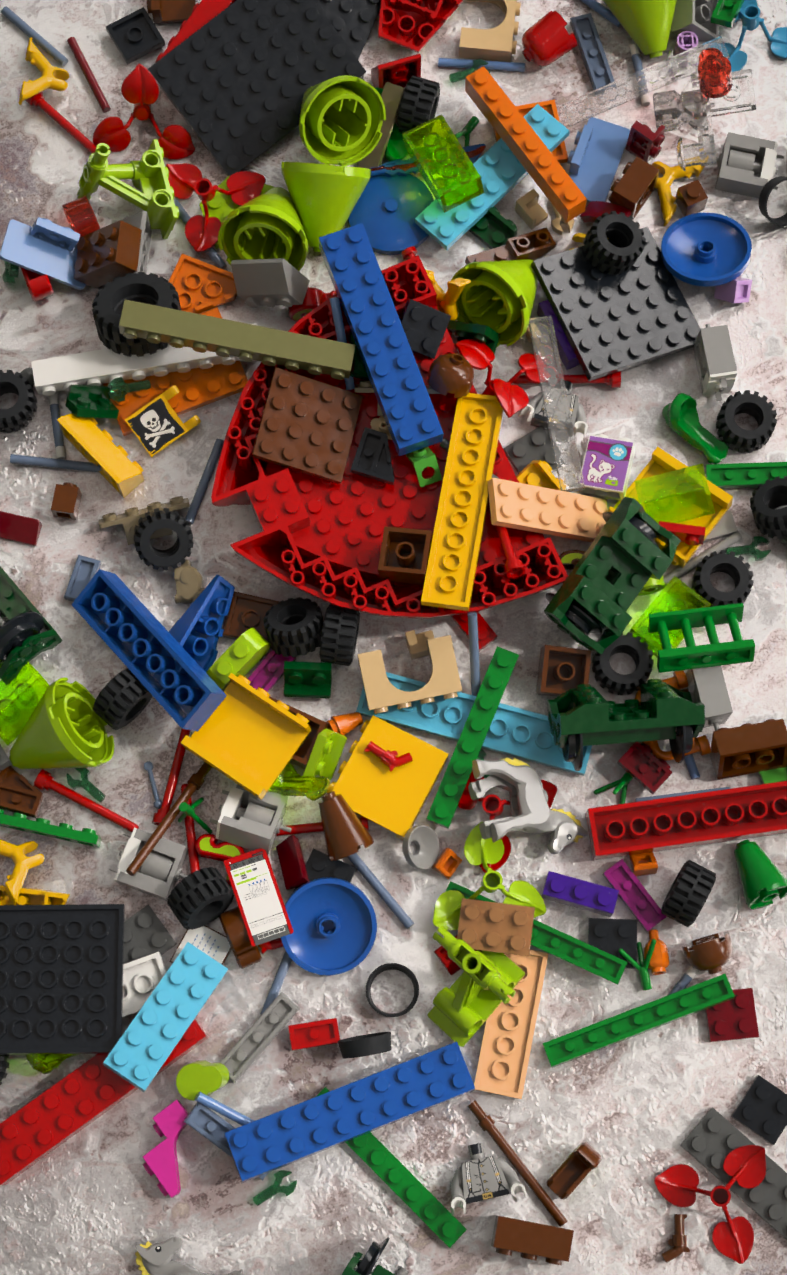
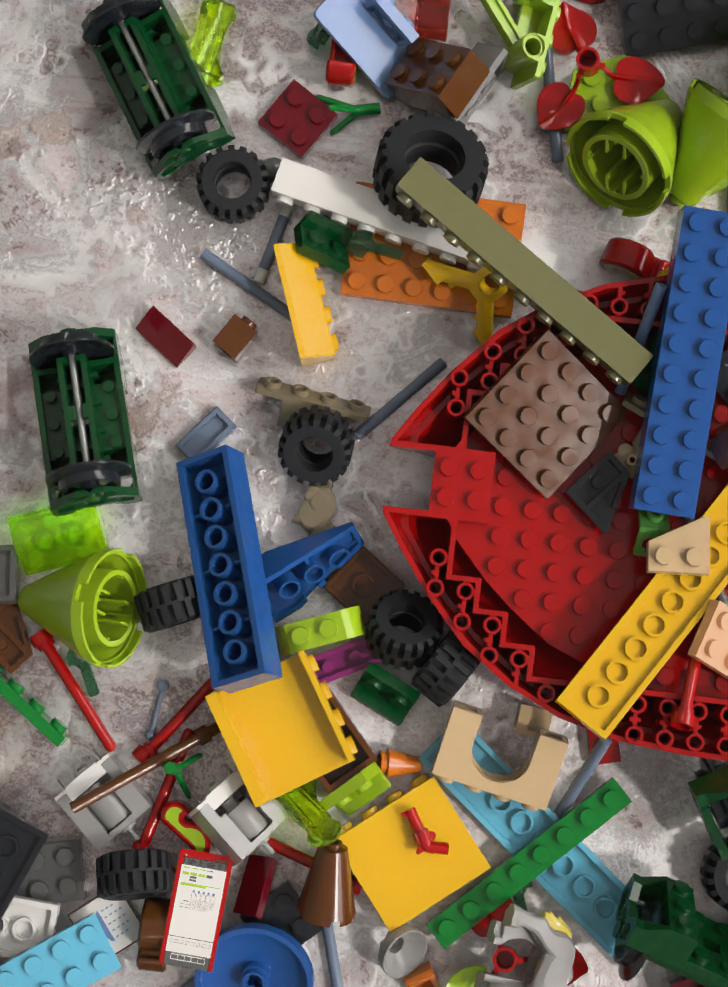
camera: 30 degrees right, 10 degrees up
(27, 336) = (297, 119): none -> dark red plate
(67, 307) = (355, 110): none -> green plant
(158, 424) = (385, 305): flag -> none
(201, 285) = (523, 169): orange plate -> none
(210, 372) = (476, 285): none -> yellow piece
(269, 282) = (599, 214): light grey slope -> none
(404, 555) = (570, 630): reddish brown brick -> none
(449, 462) = (681, 550): none -> tan wing
(562, 669) = (669, 846): reddish brown brick -> none

